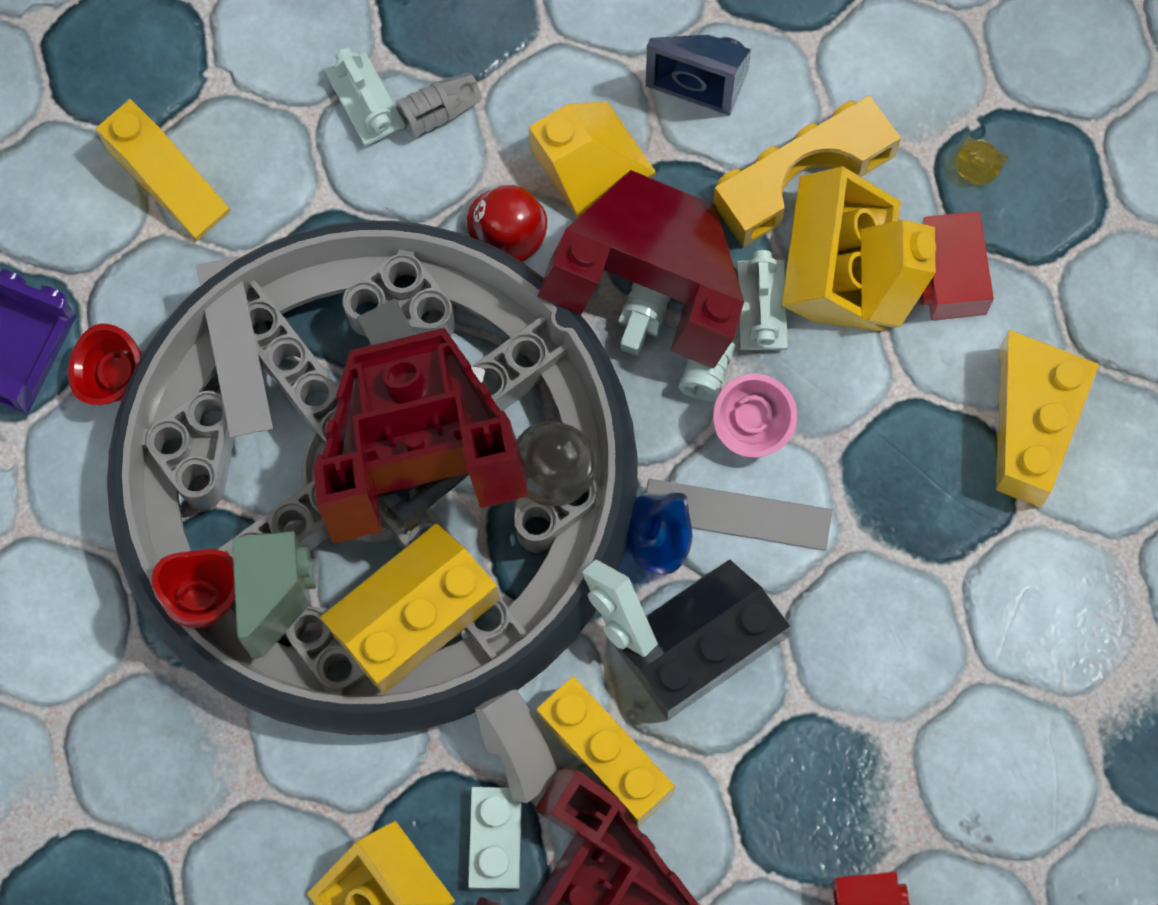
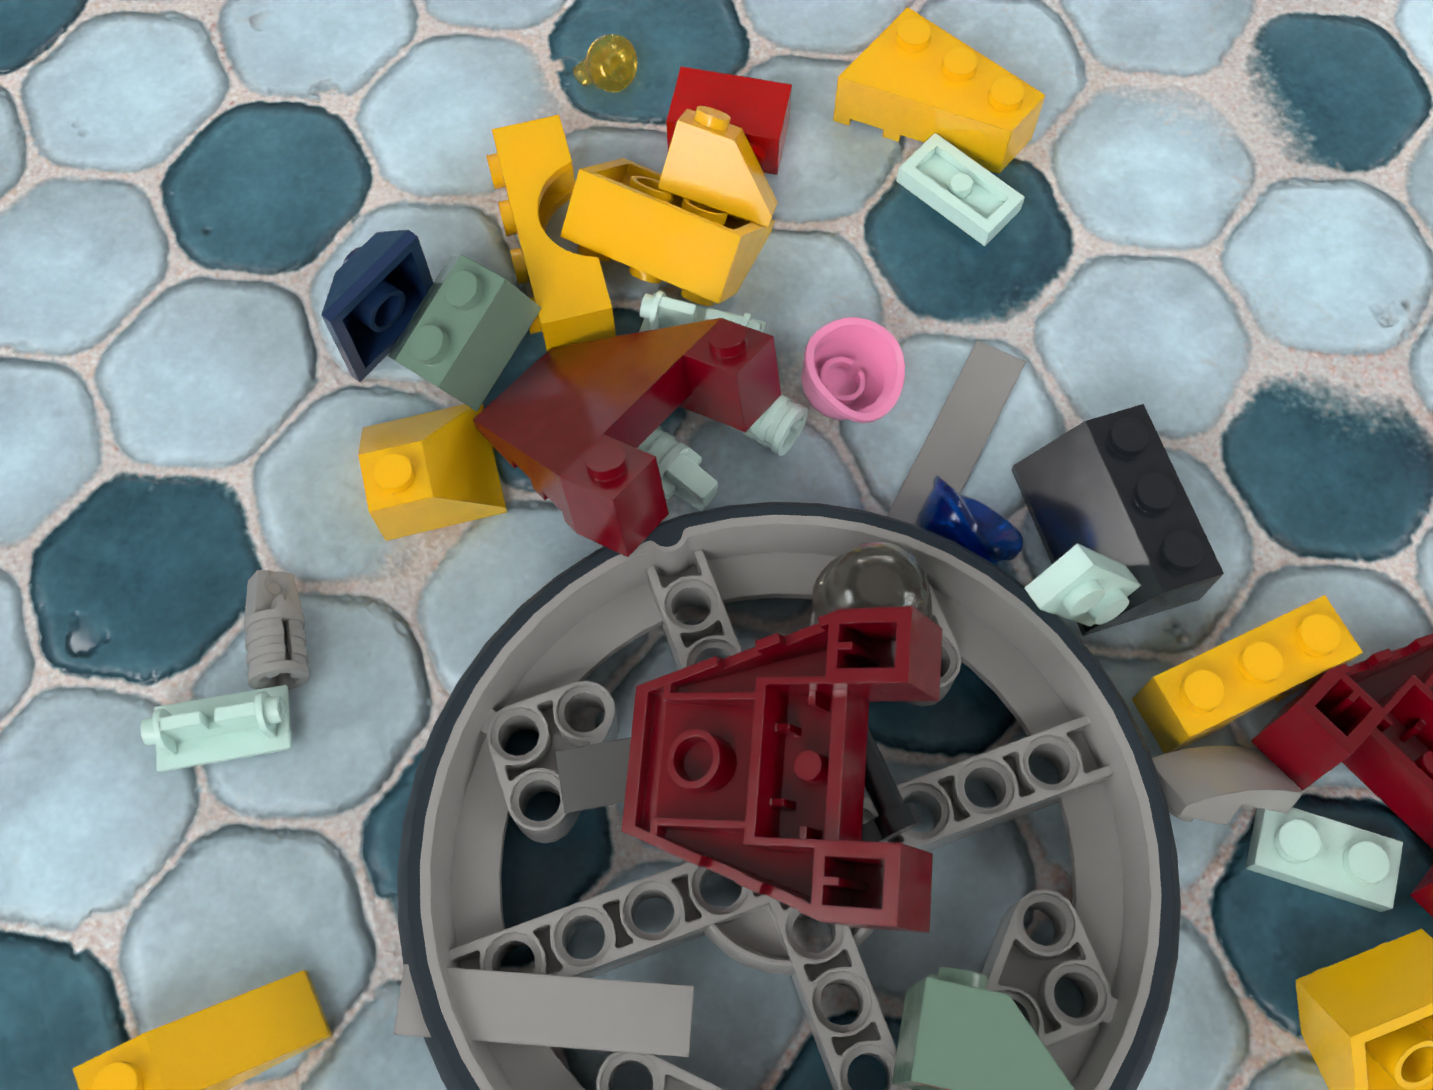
camera: 75 degrees left, 5 degrees down
(411, 607) = (1041, 852): yellow slope -> none
(509, 221) = (476, 591): red helmet -> none
(690, 137) = (465, 330): none -> sand green slope
(958, 458) = (960, 189): none -> light aqua plate

